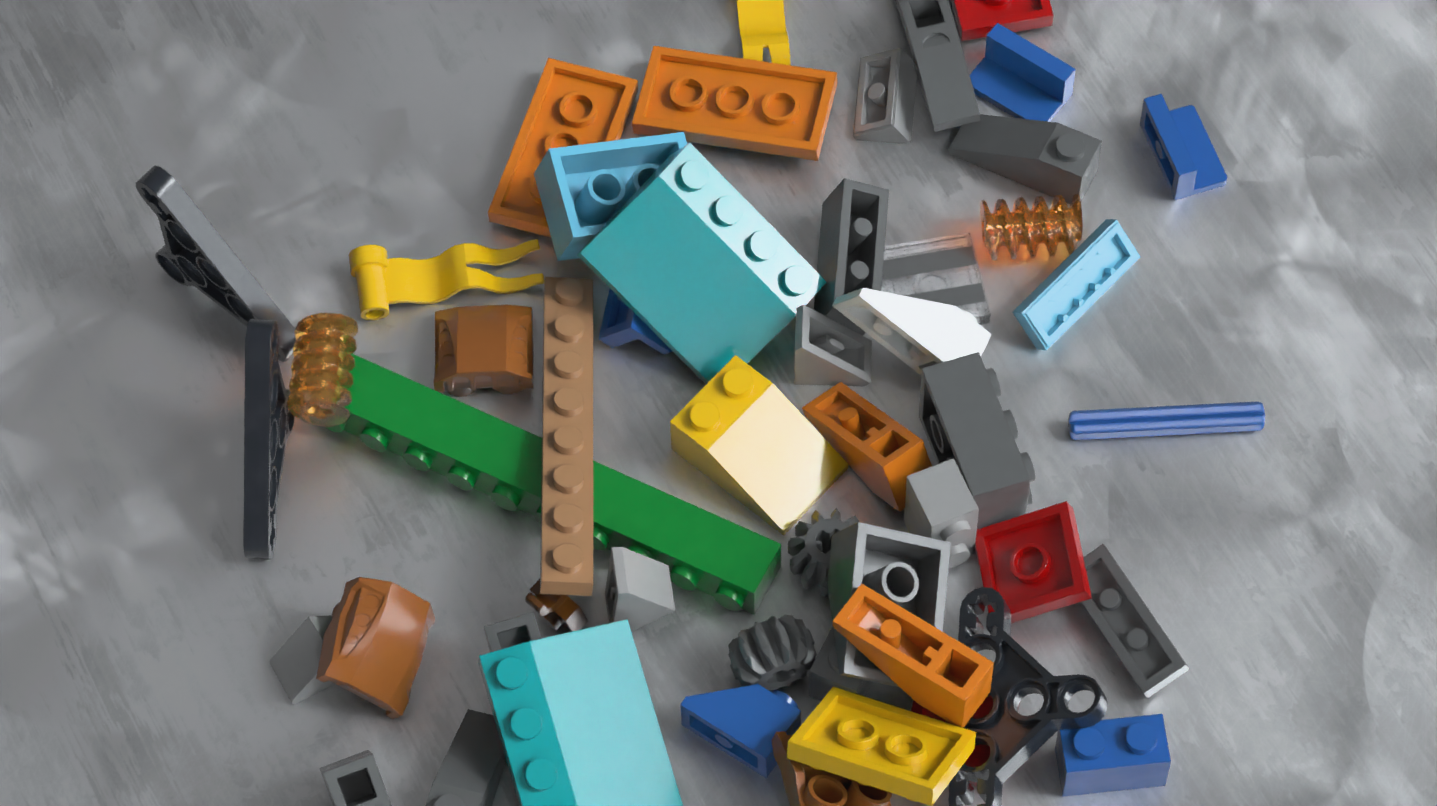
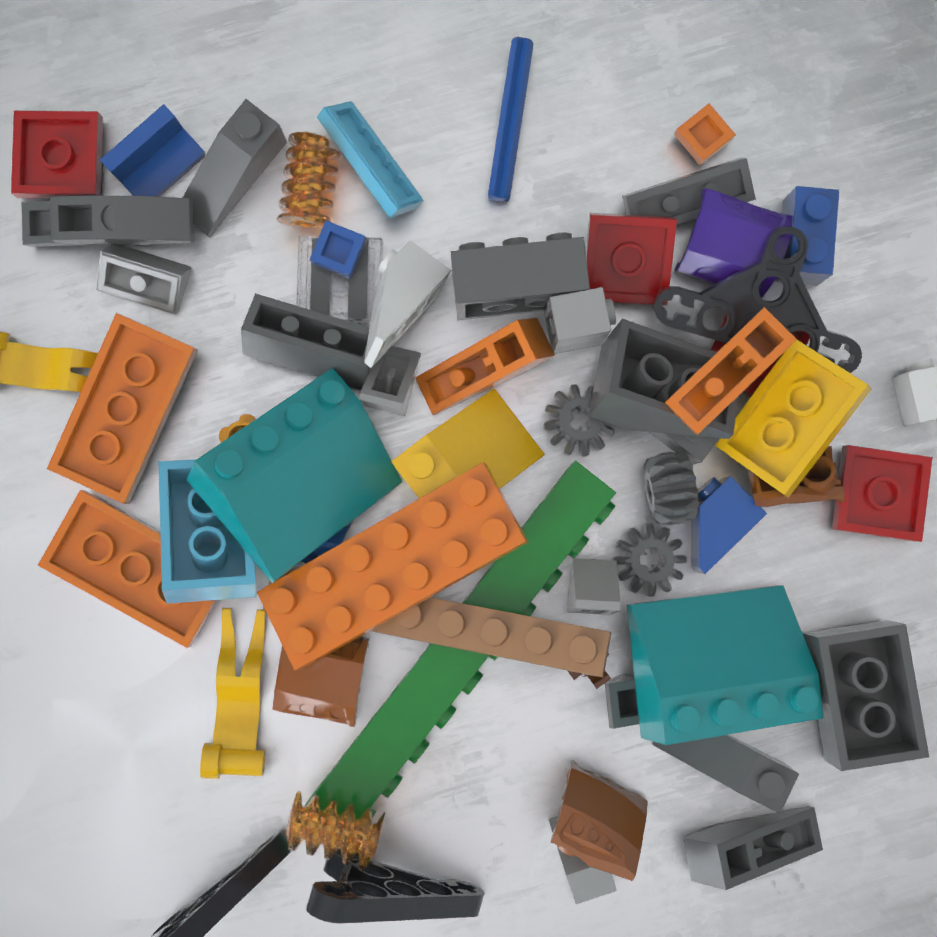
camera: 80 degrees left, 25 degrees up
(620, 372) = (392, 566): none -> orange plate
(704, 652) = (657, 547): none -> dark grey gear
(961, 266) = (338, 249): none -> blue plate
(1092, 649) = (730, 238): none -> dark purple slope
(1181, 148) = (253, 40): blue panel -> none
(1206, 625) = (704, 134): none -> orange plate

